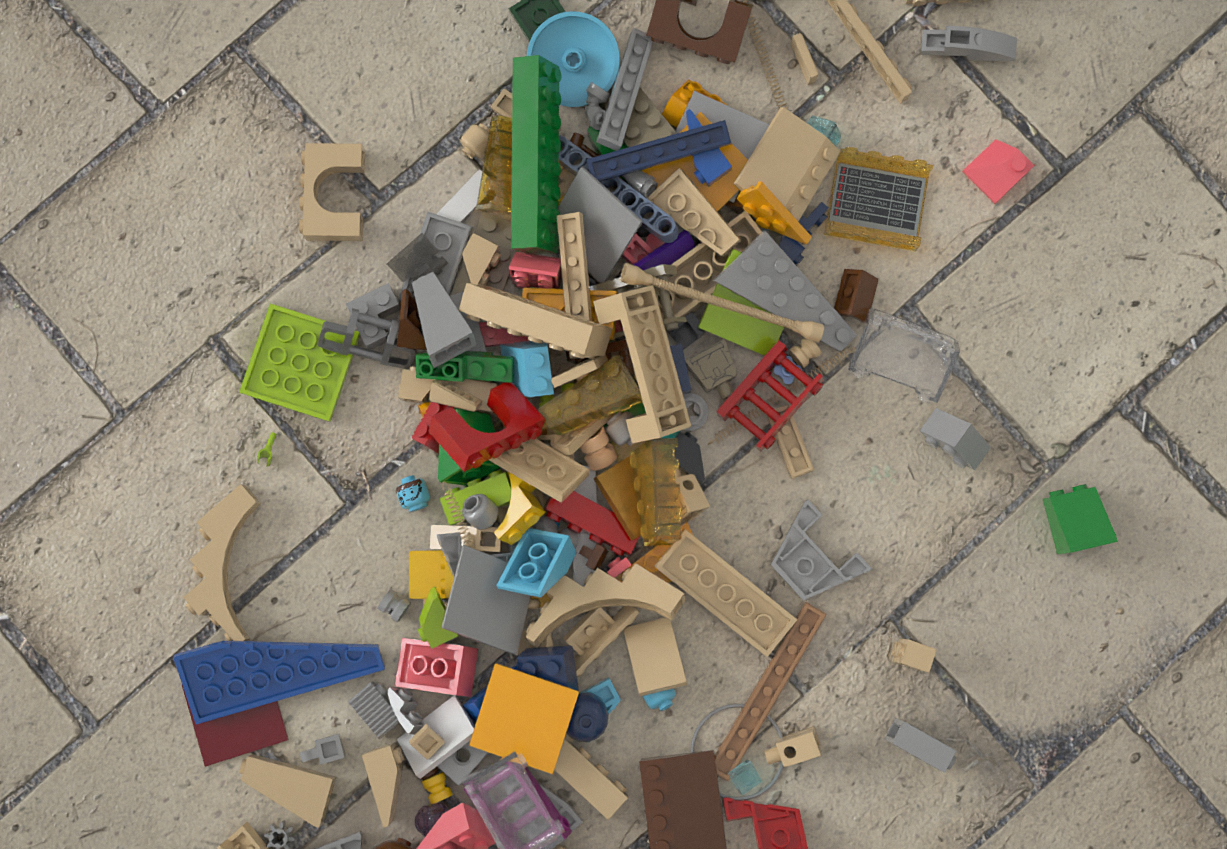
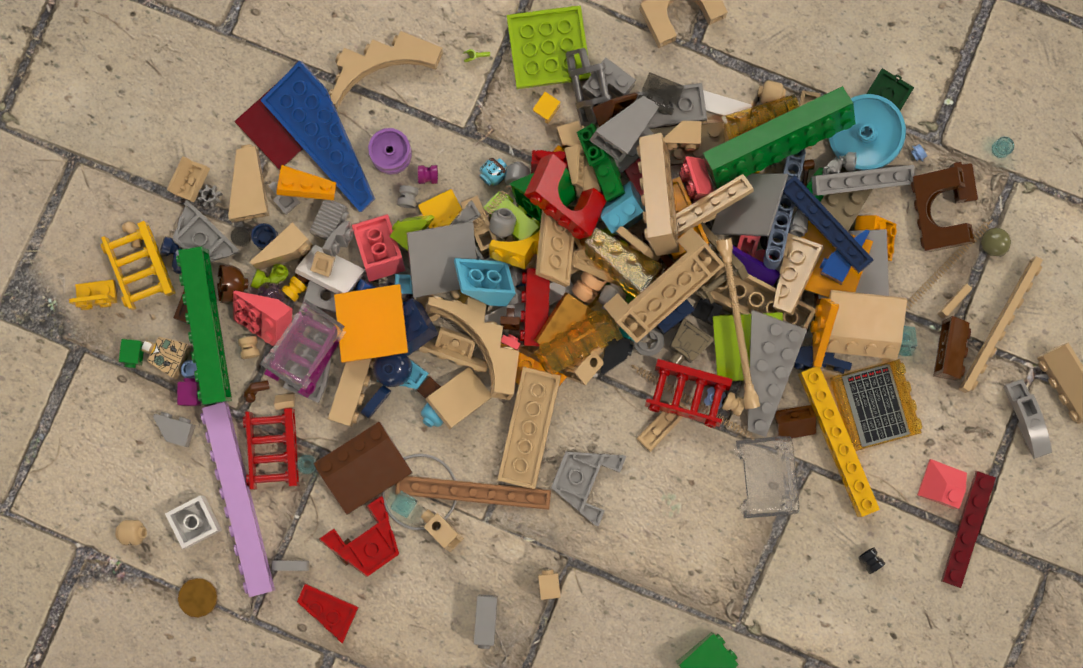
camera: 65 degrees right, 0 degrees up
(322, 719) = (302, 184): none -> light orange wing
(345, 822) = (240, 236): none -> clear smoke tile
(346, 601) = (382, 143): none -> medium lavender wheel
(359, 795) = (263, 235): none -> dark blue wheel
(368, 397) = (547, 107): none -> yellow panel
(379, 570) = (428, 174): none -> magenta wheel
(410, 799) = (278, 273): none -> lime arm
(427, 468) = (515, 172): none -> light grey head
(491, 656) = (405, 282): none -> medium azure plate
(613, 754) = (376, 401): none -> dark blue beam
(622, 16) = (918, 152): none -> light blue plate
(626, 685) = (428, 387): none -> reddish brown plate
(855, 88) = (952, 349): none -> reddish brown slope
(900, 258) = (838, 442): none -> yellow brick
(955, 438) = (723, 544): light grey brick -> none
(1044, 287) = (872, 562): none -> black wheel
(1057, 168) = (968, 529): none -> dark red plate

